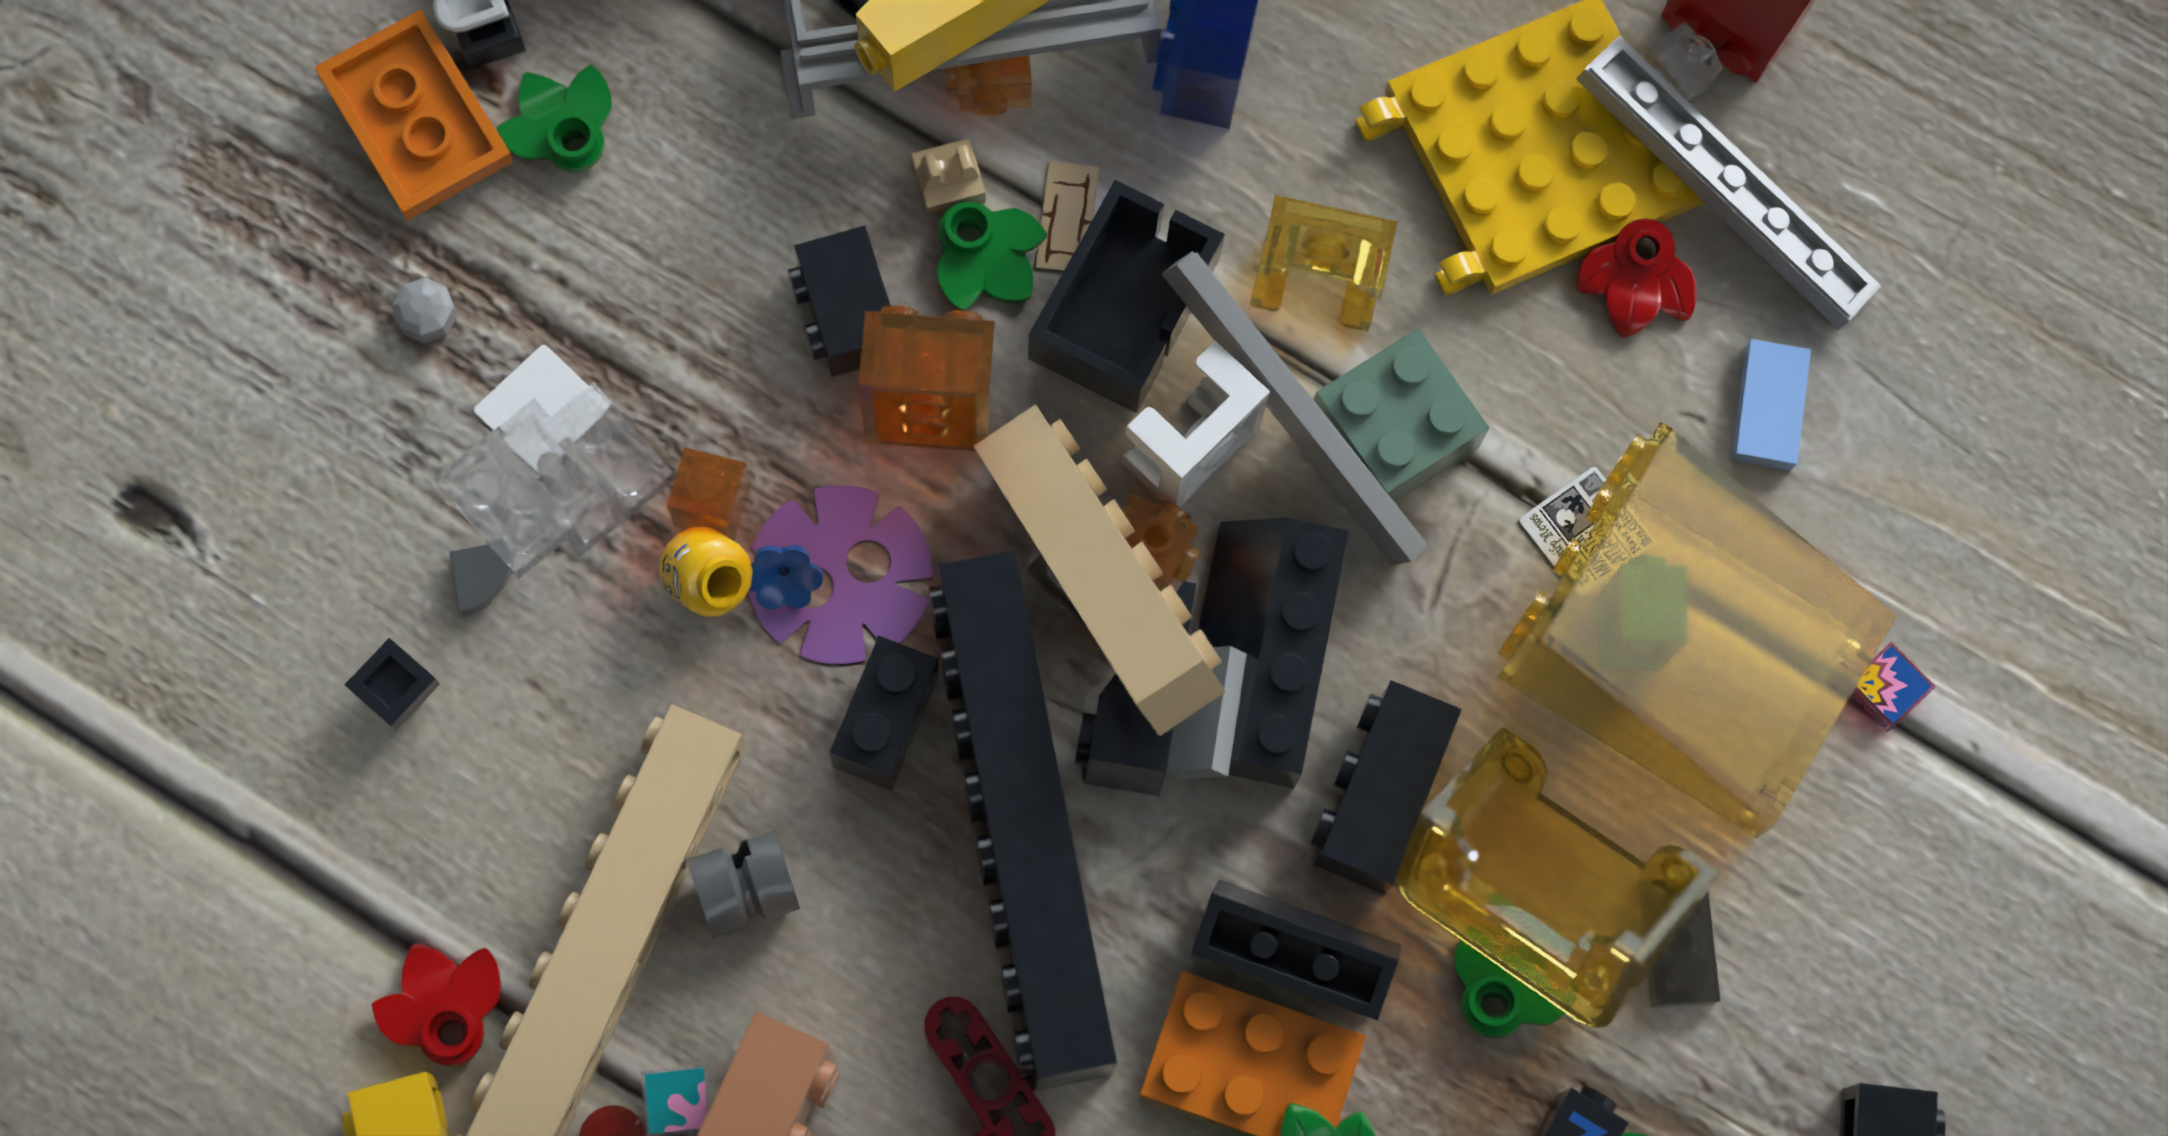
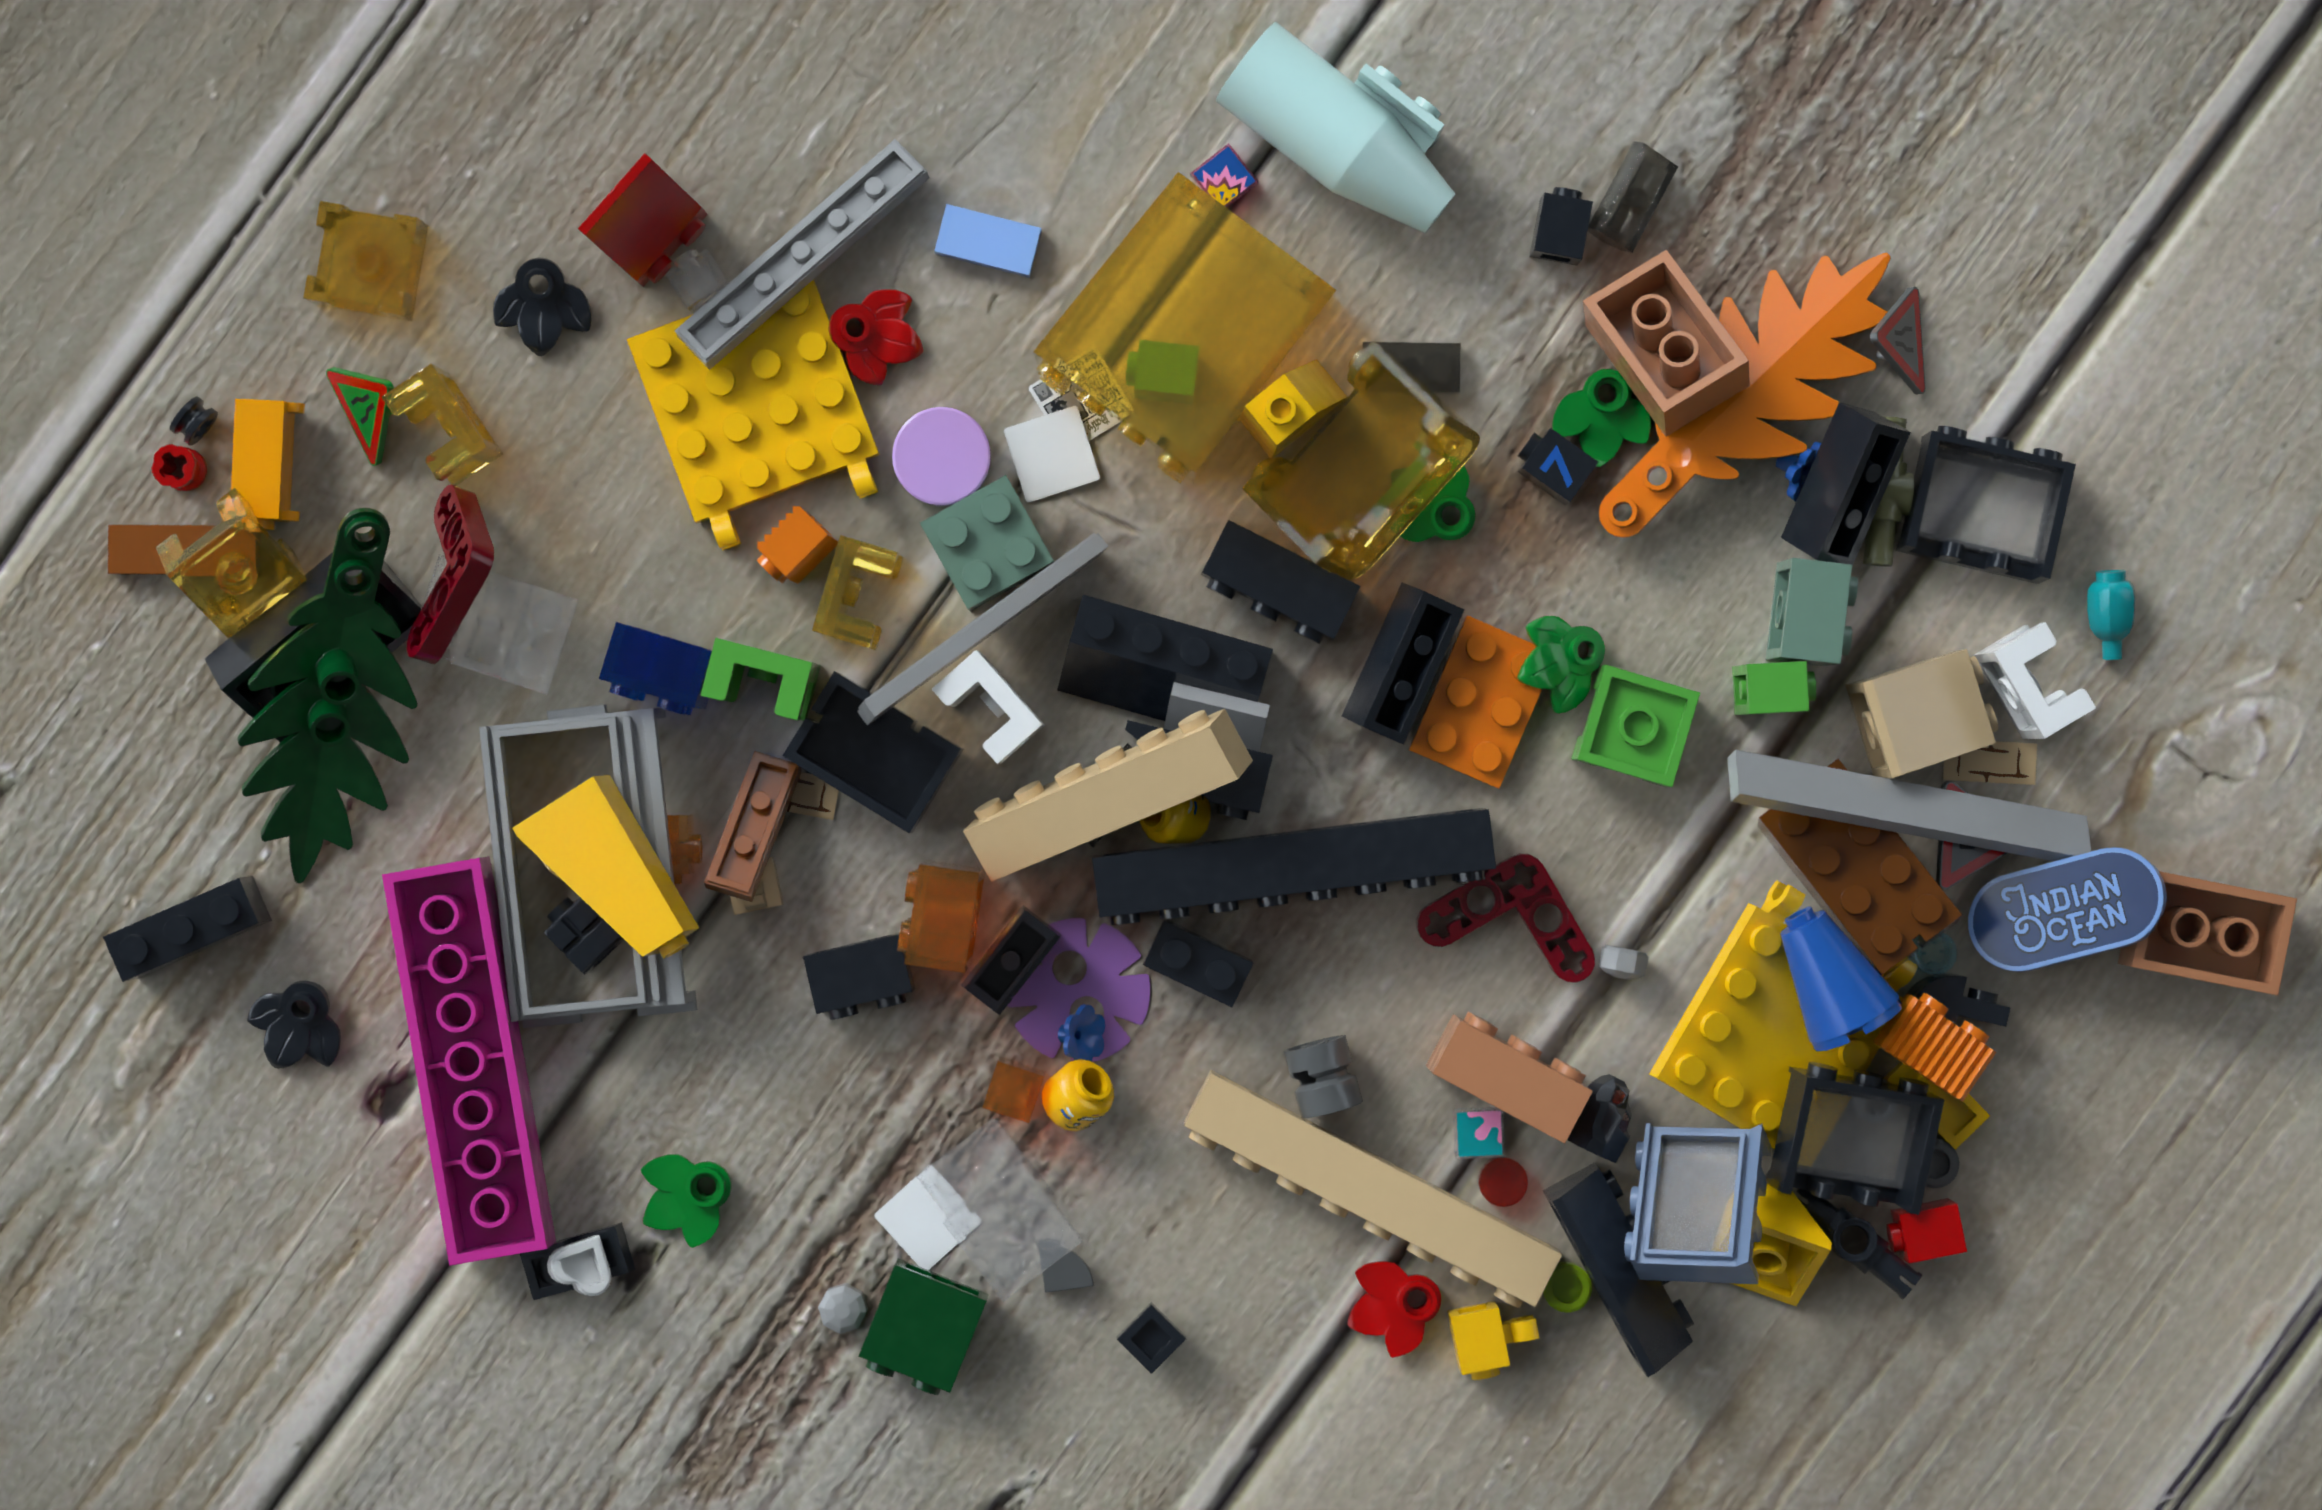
camera: 75 degrees left, 15 degrees up
(401, 399) = (922, 1327): none -> dark green brick
(414, 114) = (676, 1313): orange plate -> none
(875, 477) = (1011, 960): none -> black brick
(992, 261) = (828, 854): green plate -> none
(1021, 161) = (752, 826): none -> dark orange tile
(1072, 669) = (1179, 823): none -> yellow head
(1167, 536) = (1074, 740): clear orange brick -> none
(1219, 138) = (727, 668): none -> bright green panel
(1375, 177) = (795, 546): none -> orange brick
(1502, 360) = (941, 456): none -> lavender tile
(1515, 499) = (1051, 454): none -> white sticker
(1621, 770) = (1291, 406): none -> yellow slope
(1971, 831) = (1349, 136): none -> light aqua piece

